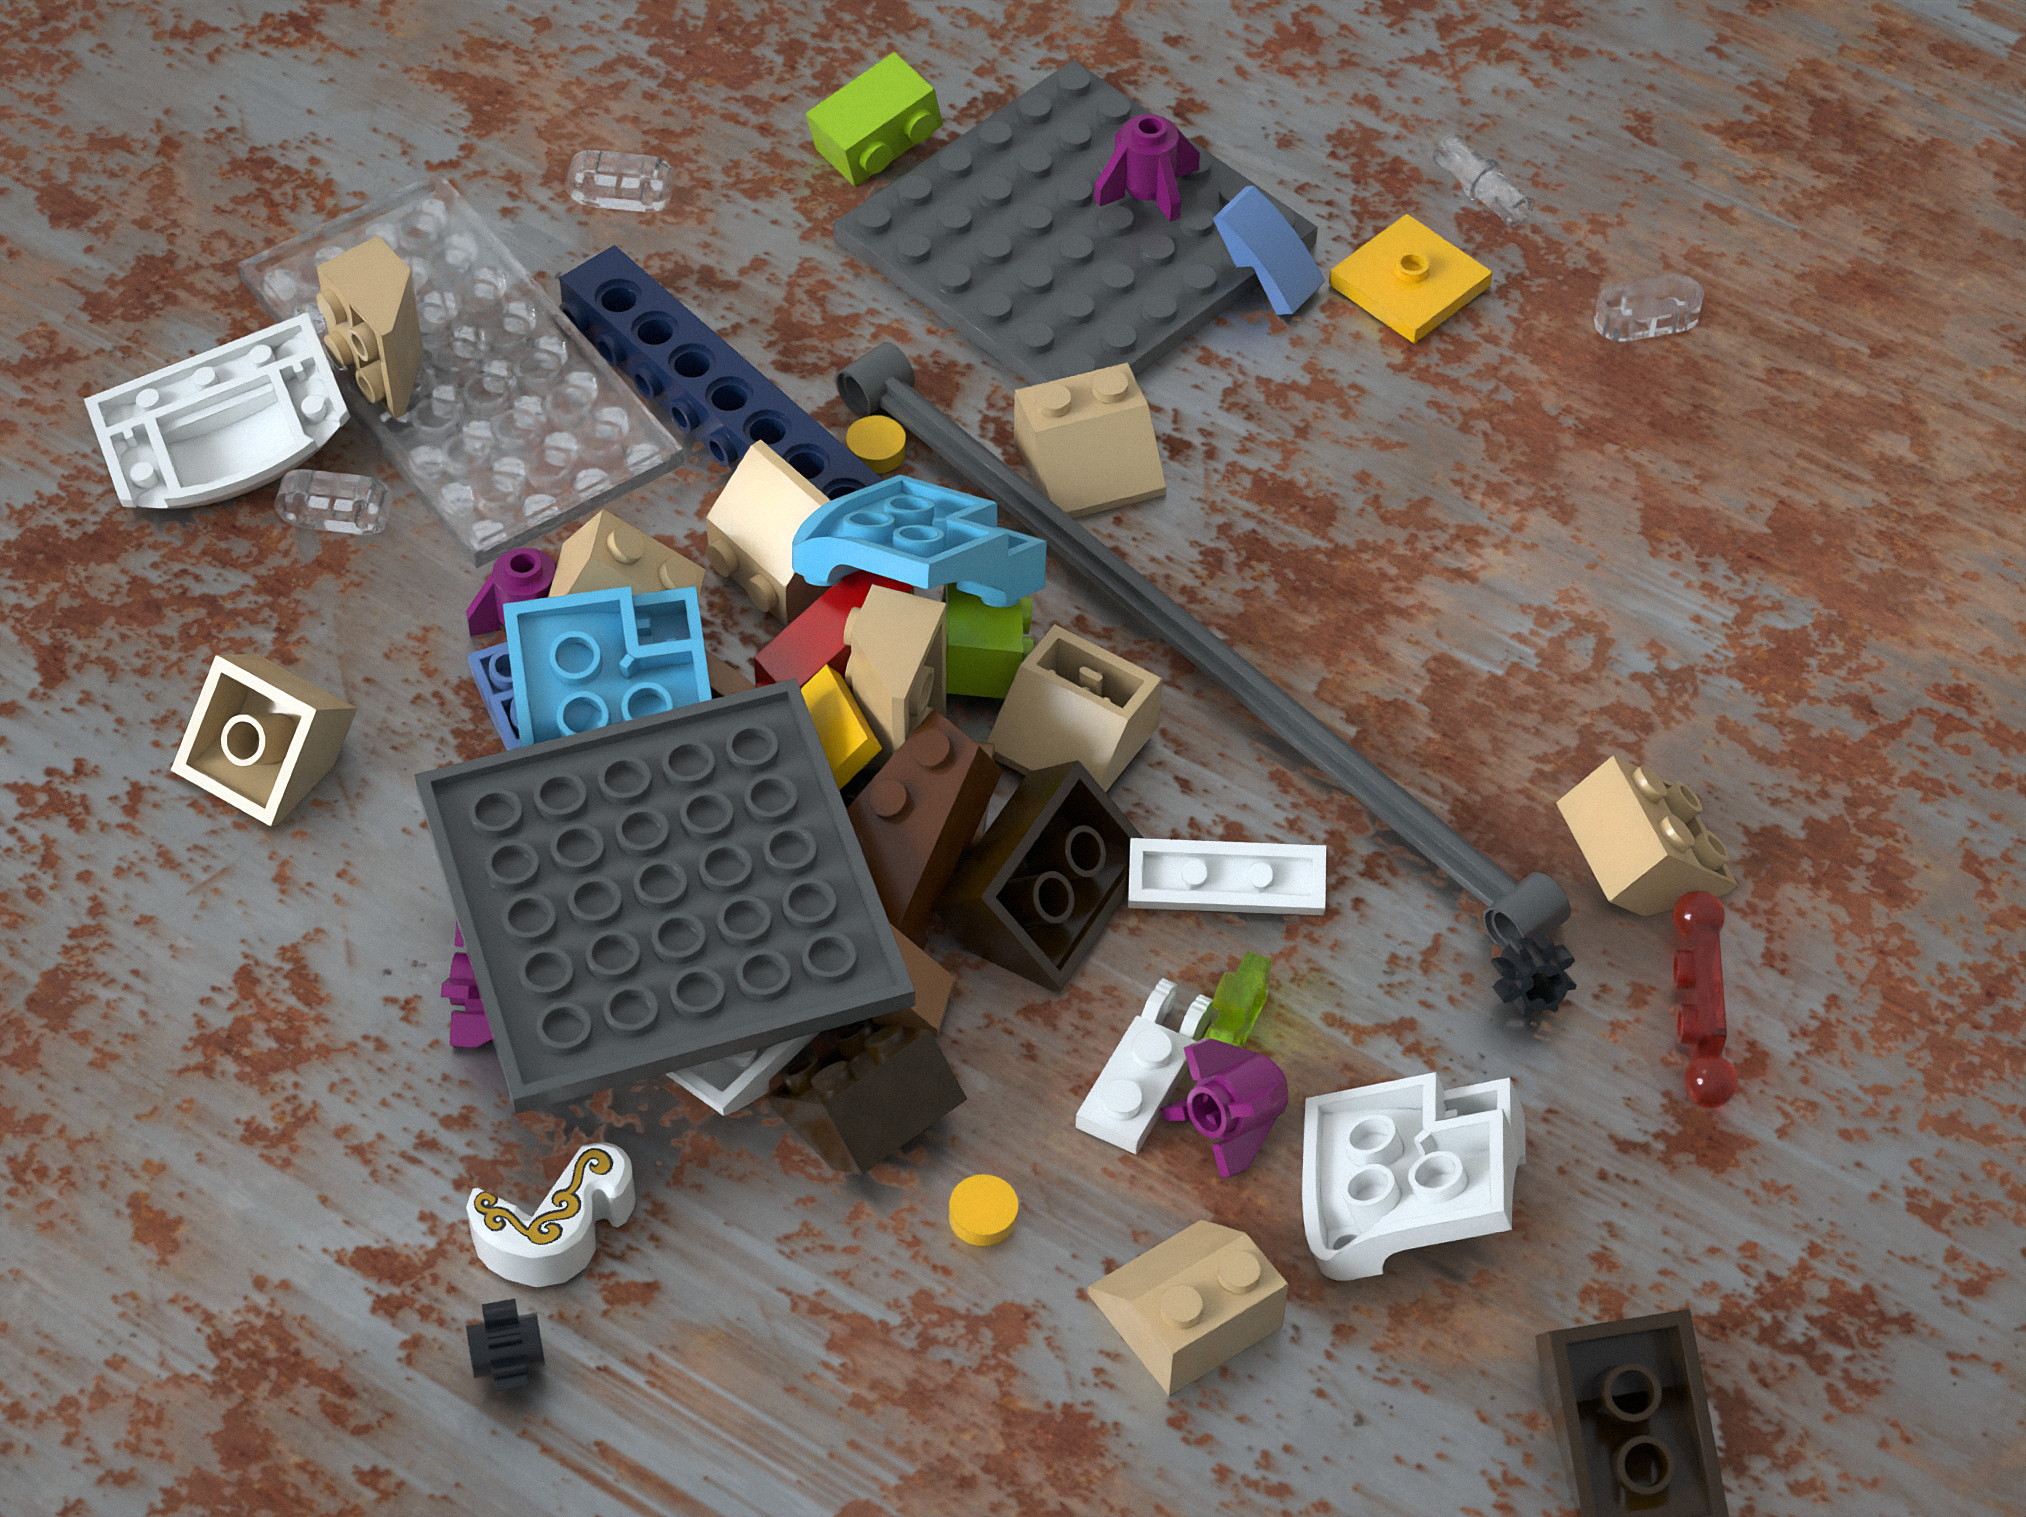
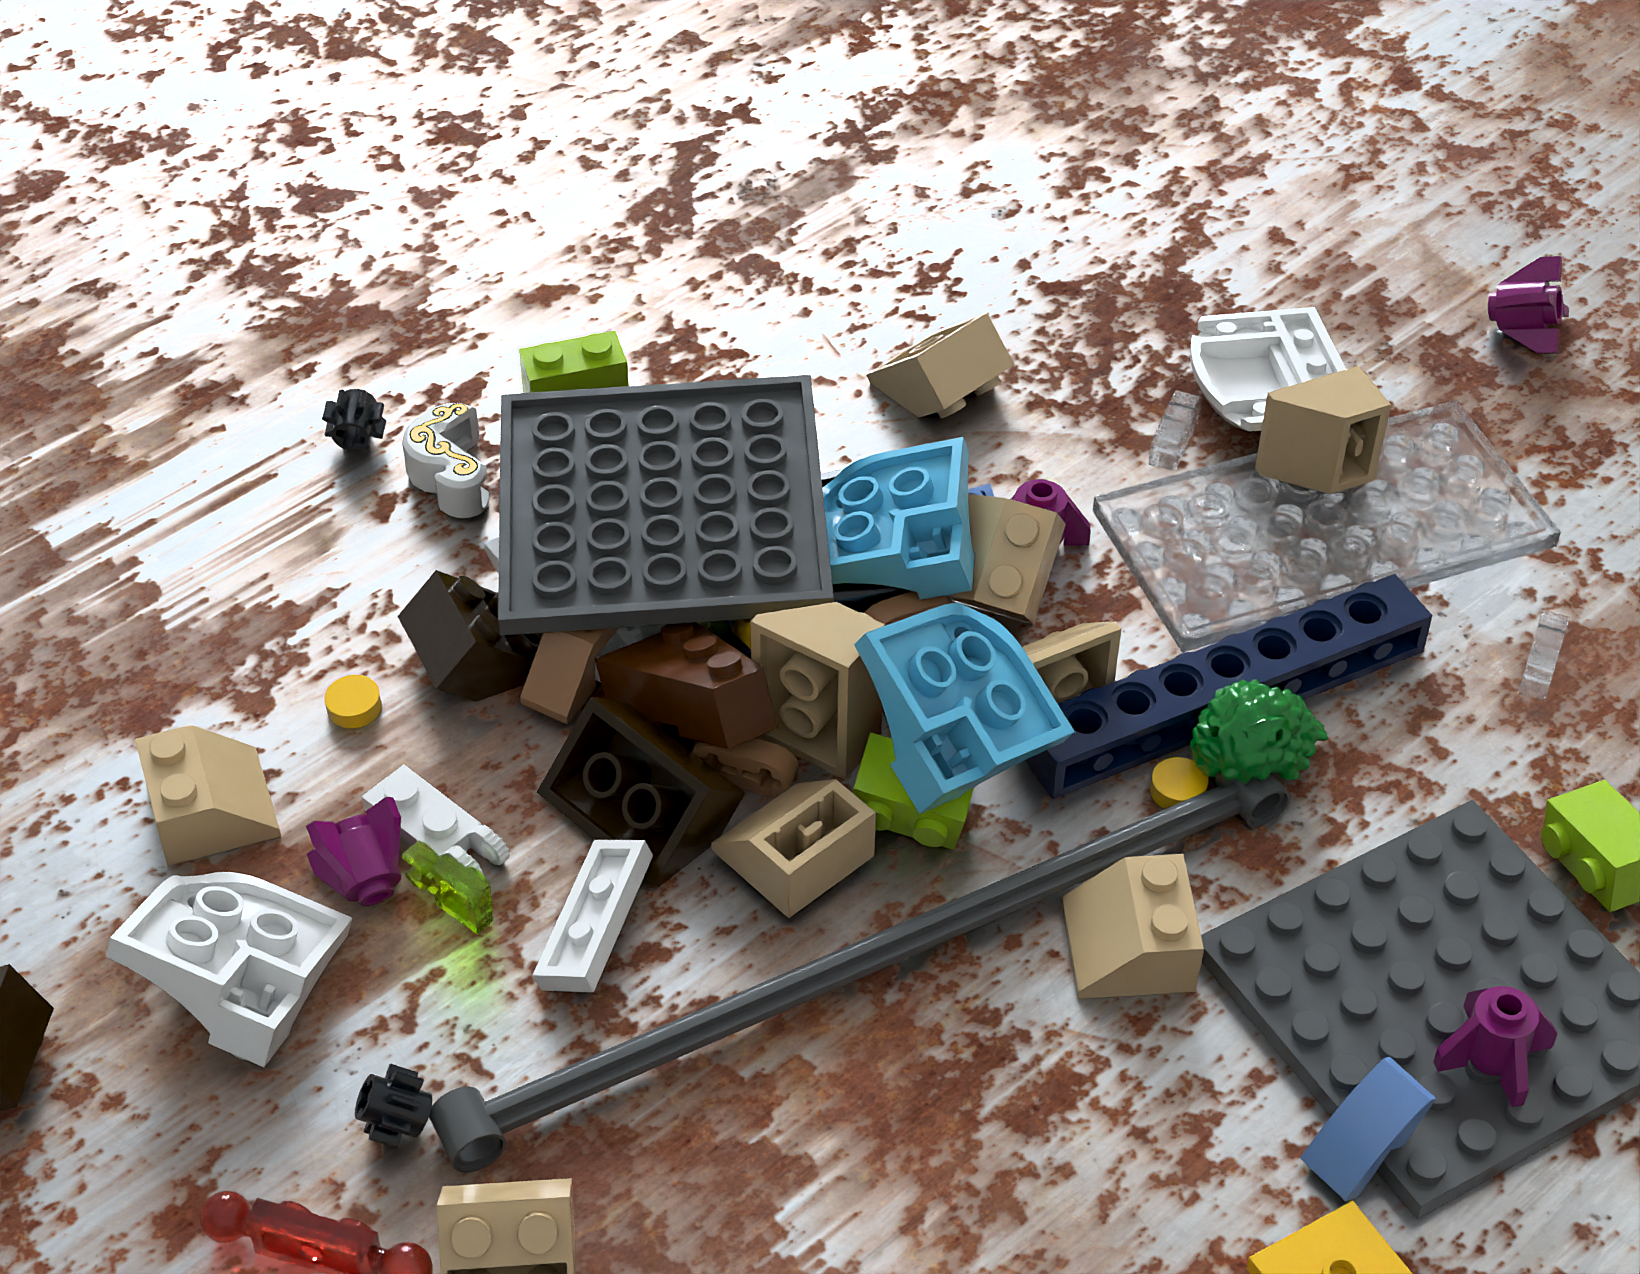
camera: 105 degrees right, 5 degrees down
(59, 209) = (1529, 305): none -> magenta brick
(367, 1112) = (574, 364): none -> lime brick
(818, 360) = (1255, 733): none -> green piece

